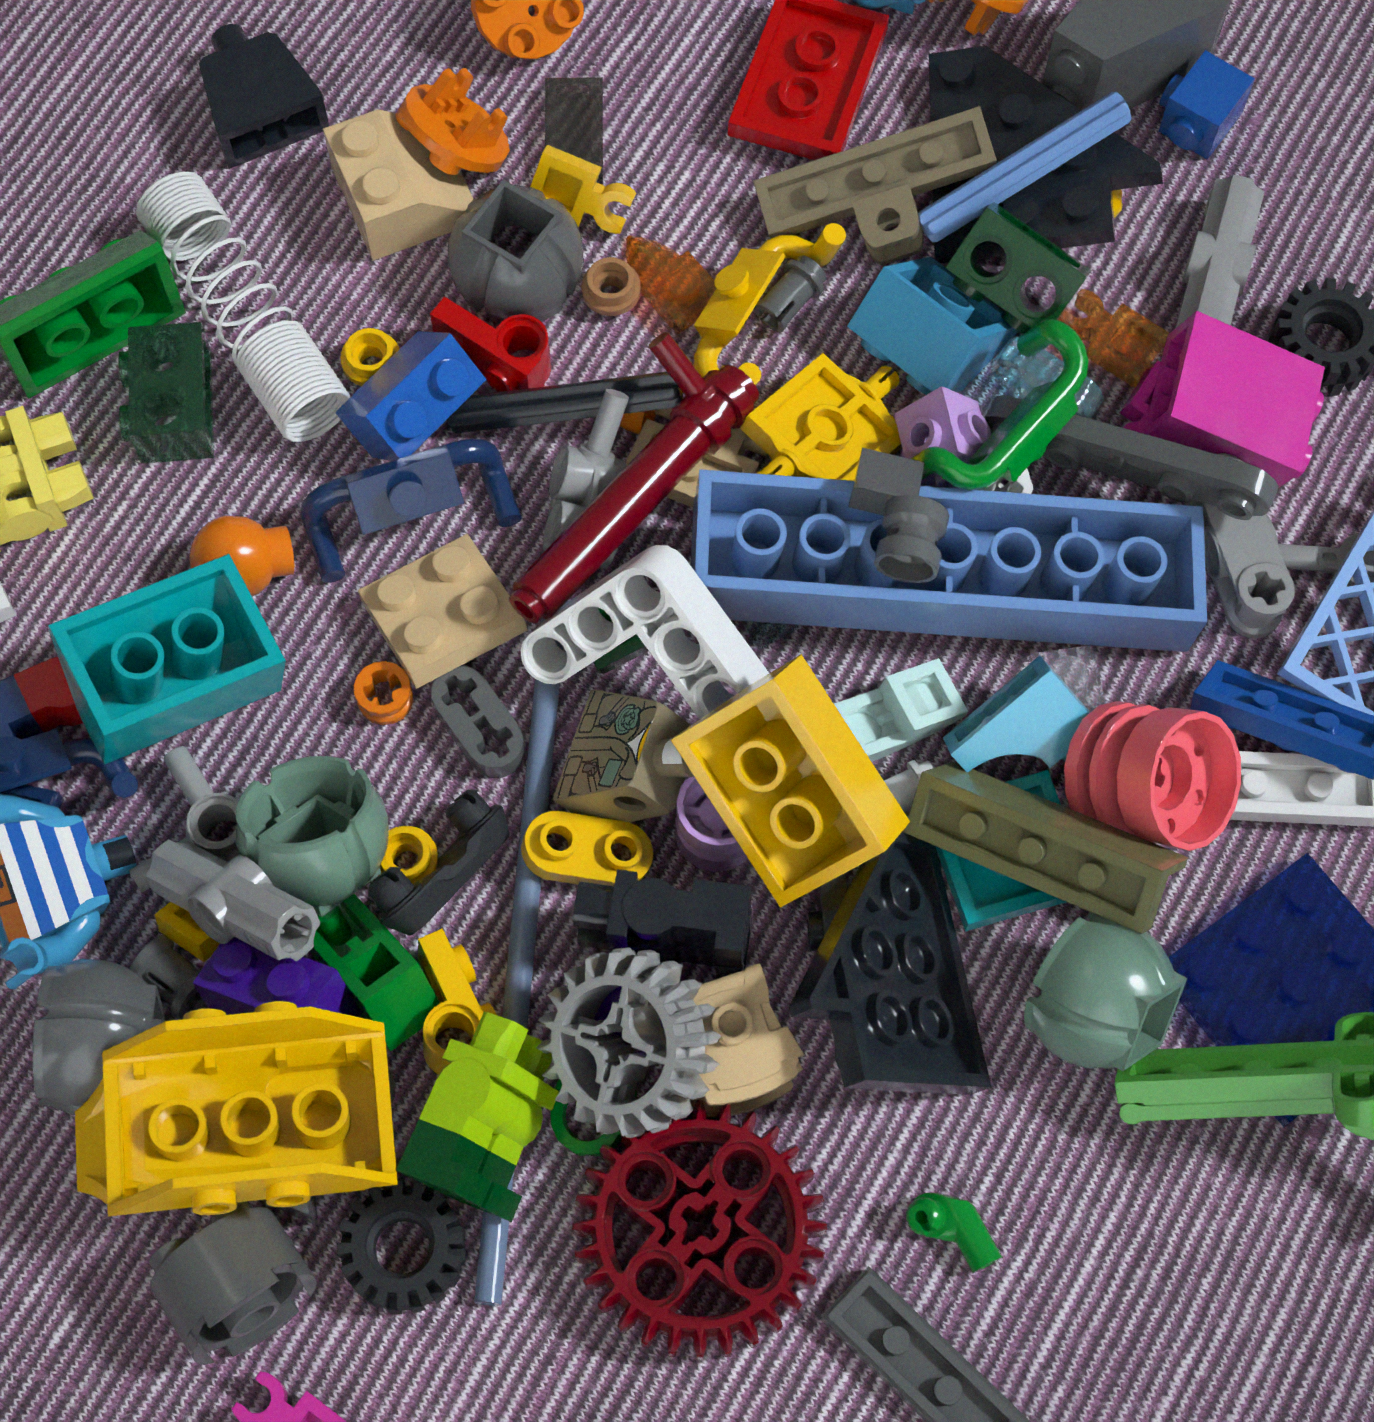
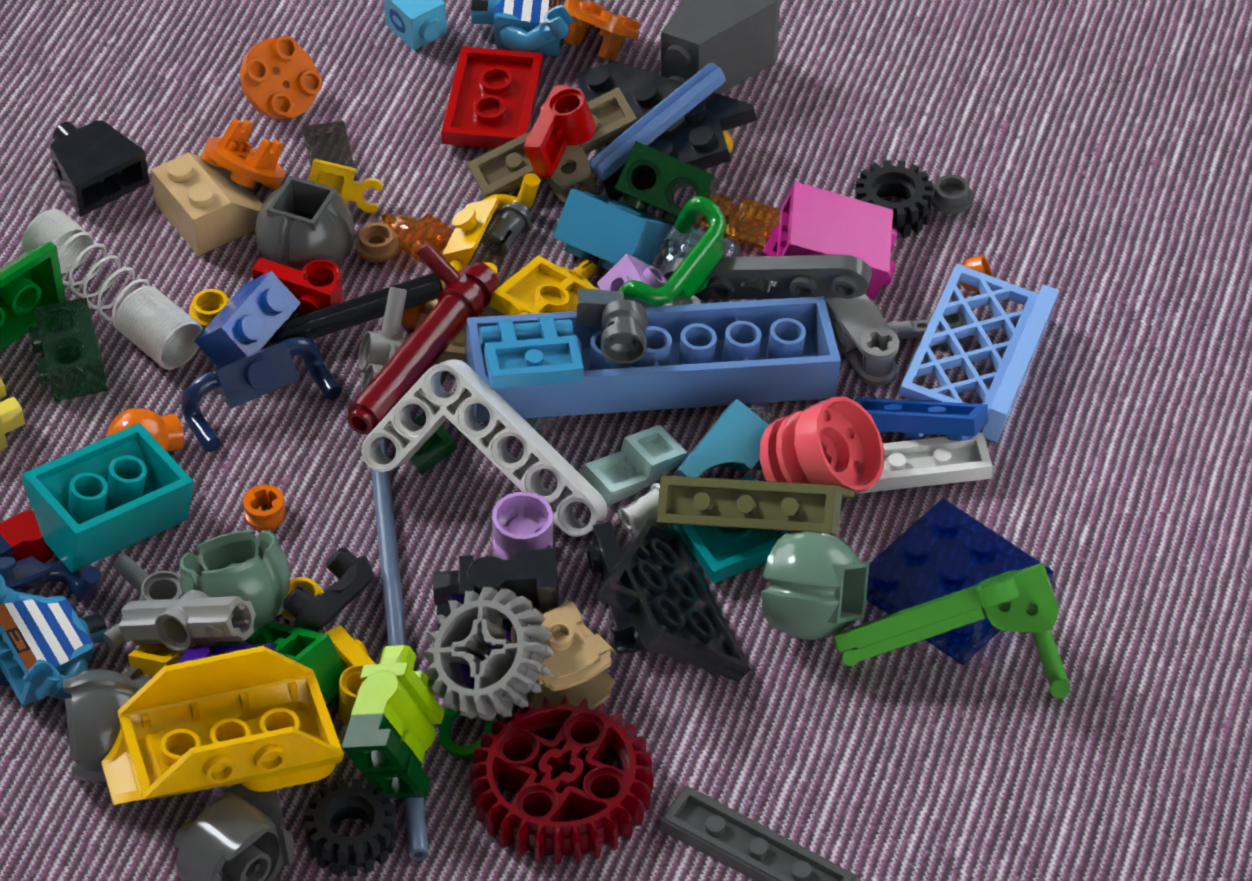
camera: 10 degrees left, 20 degrees down
(442, 610) = (297, 449): tan plate -> none
(489, 714) = (342, 509): dark grey beam -> none
(588, 850) = (411, 571): yellow plate -> none
(623, 760) = (451, 509): dark tan torso -> none
(774, 568) = (531, 353): none -> dark azure plate
(792, 782) = (569, 484): yellow slope -> none
(892, 153) = (561, 122): none -> red plate
(957, 1222) = (742, 751): green arm -> none
(1204, 104) = (778, 75): blue brick -> none
(1222, 250) = (809, 156): light grey piece -> none

